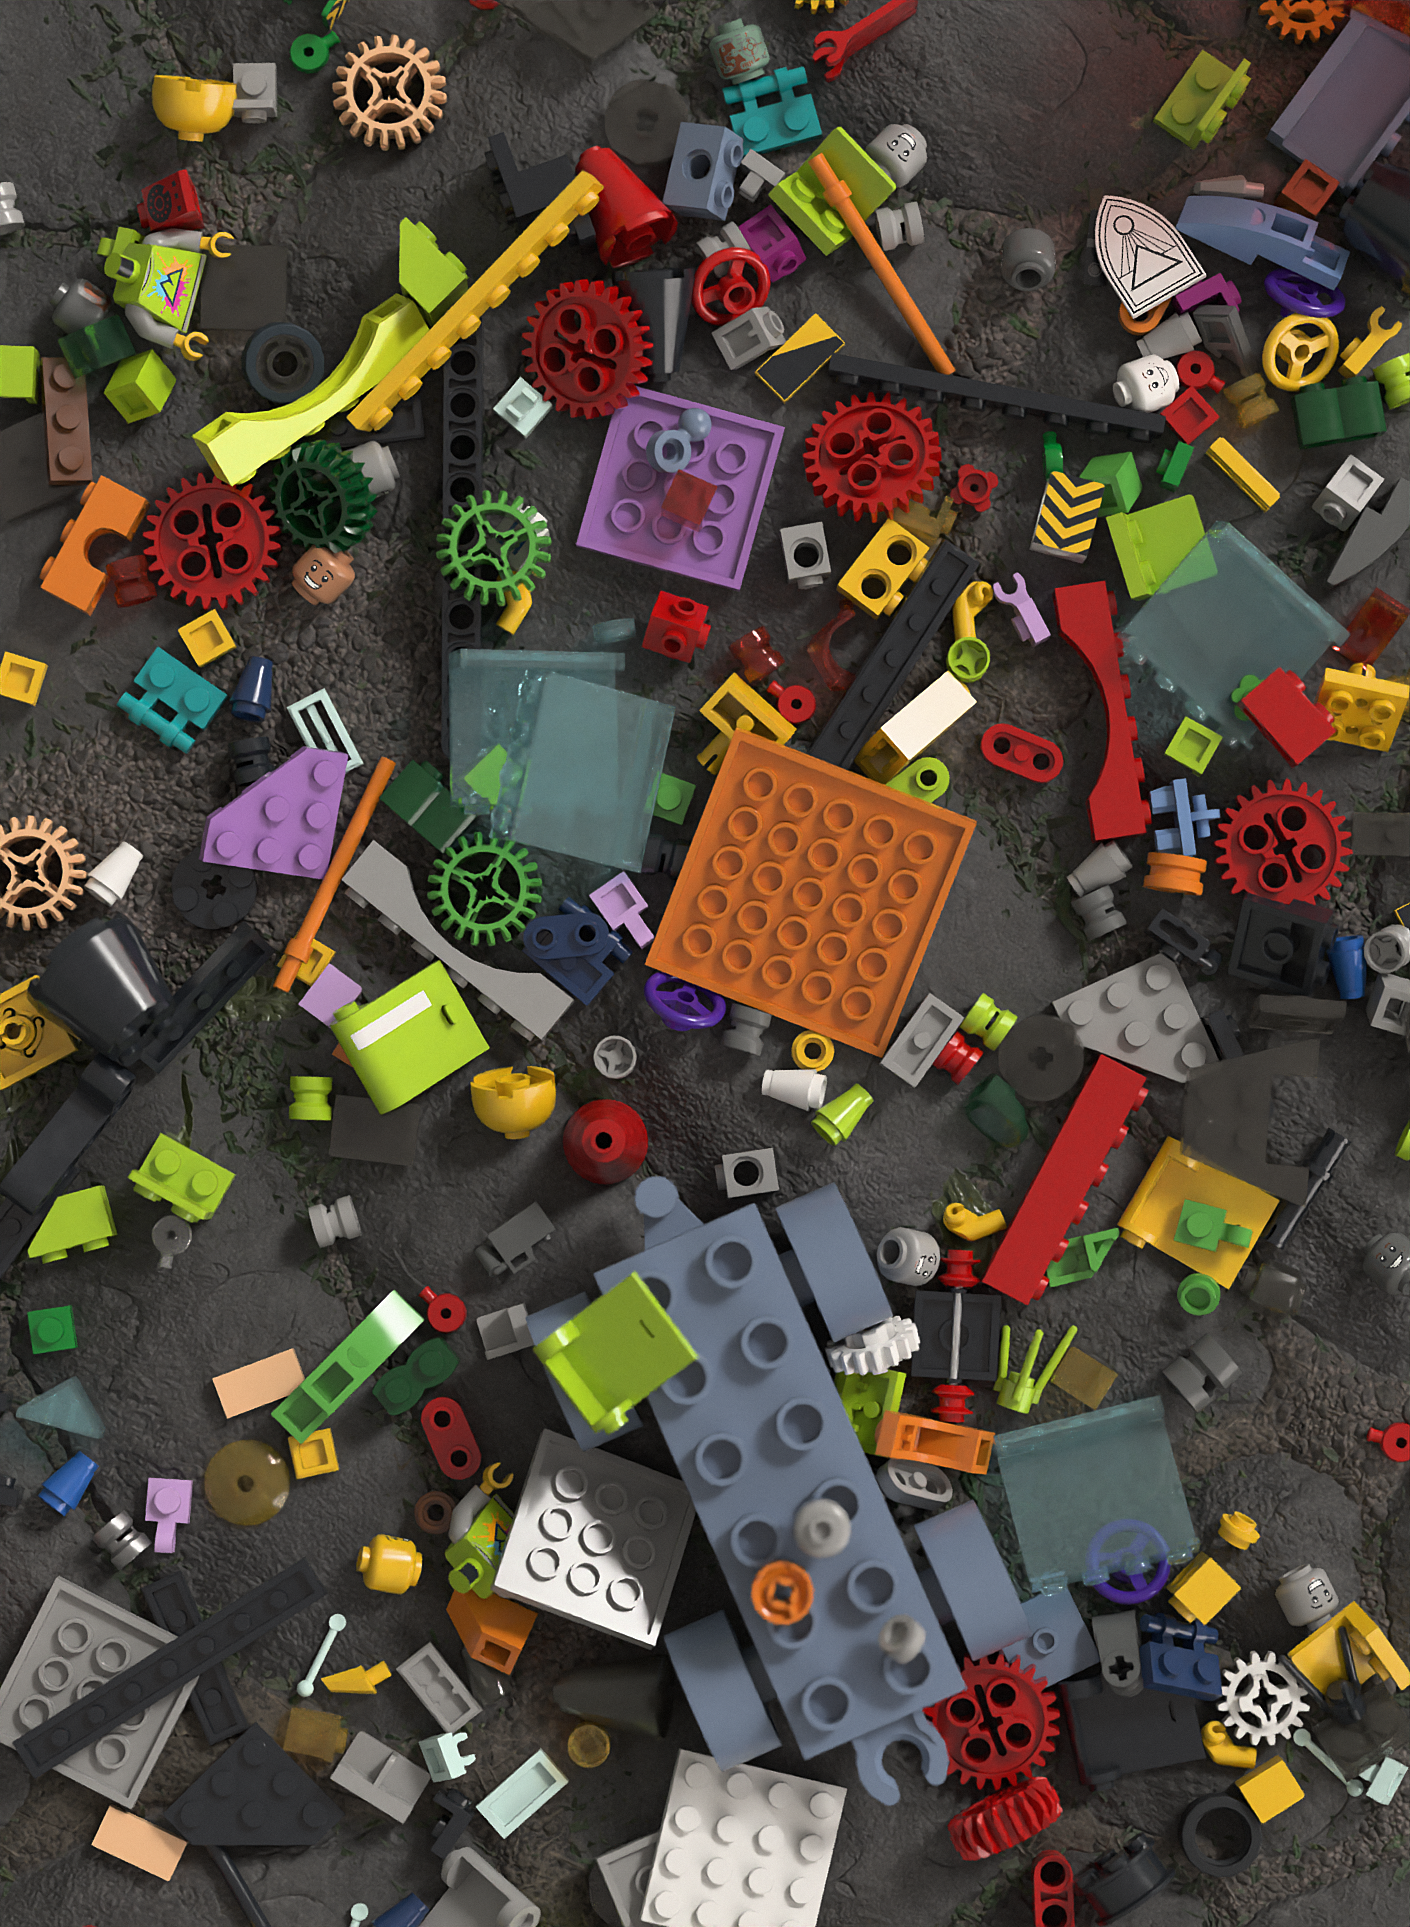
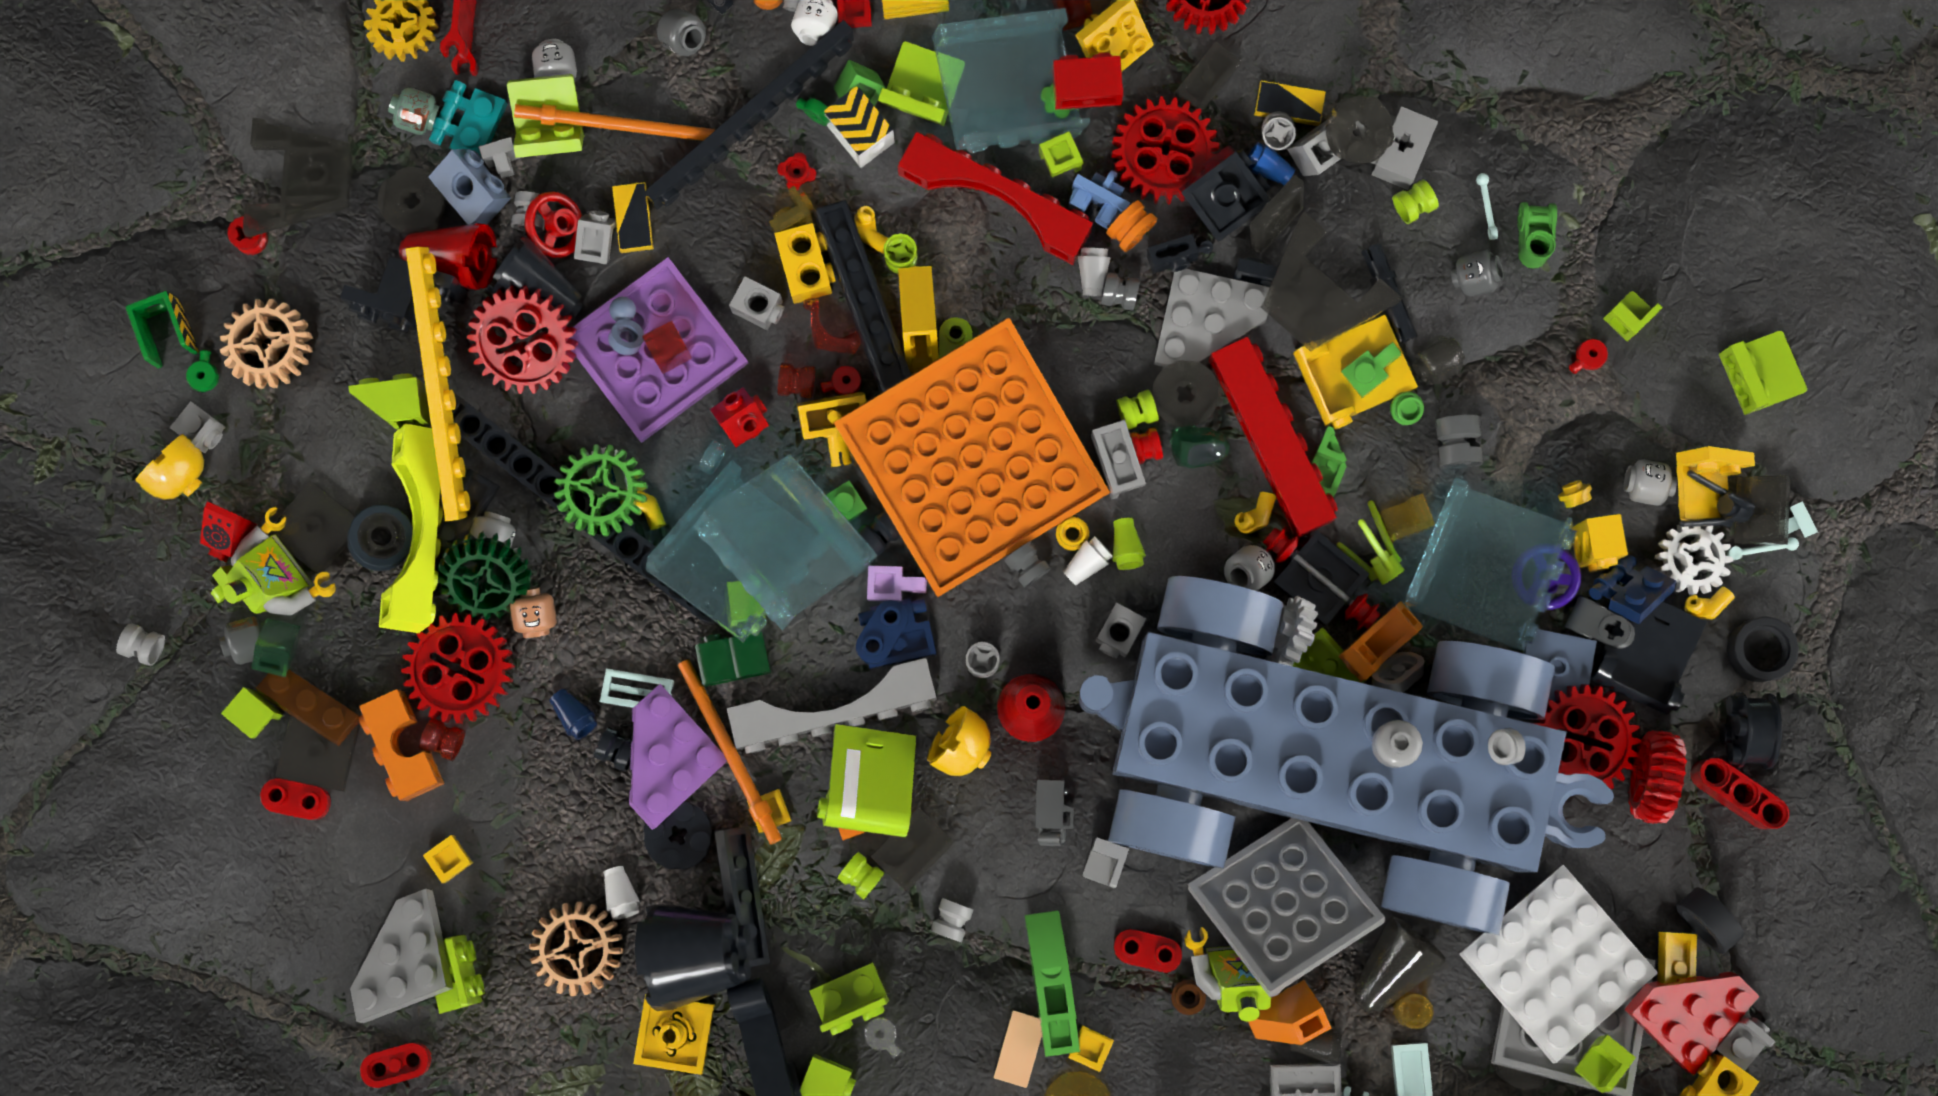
camera: 50 degrees left, 5 degrees down
(140, 386) = (324, 640): lime panel -> none
(178, 688) = (535, 761): teal plate -> none
(207, 638) = (516, 718): yellow plate -> none
(329, 993) = (803, 812): lavender panel -> none
(389, 1564) = (1200, 1052): yellow head -> none
(407, 1383) = (1091, 952): dark green brick -> none
(437, 1303) = (1054, 893): red piece -> none
(452, 871) = (827, 656): bright green gear -> none
(522, 407) = (528, 410): light aqua tile -> none
(615, 1354) = (1180, 794): lime door -> none
(681, 1008) = (982, 594): dark purple piece -> none
(773, 242) = (549, 177): magenta bracket -> none
(787, 1574) = (1408, 812): orange wheel -> none
(872, 457) = (729, 216): red gear -> none
(890, 230) = (599, 94): light grey wheel -> none
(1022, 750) = (983, 265): red plate -> none
(1028, 620) = (904, 198): lavender plate -> none
(1173, 466) = (877, 40): green plate -> none
(1270, 1789) = (1756, 596): yellow panel -> none

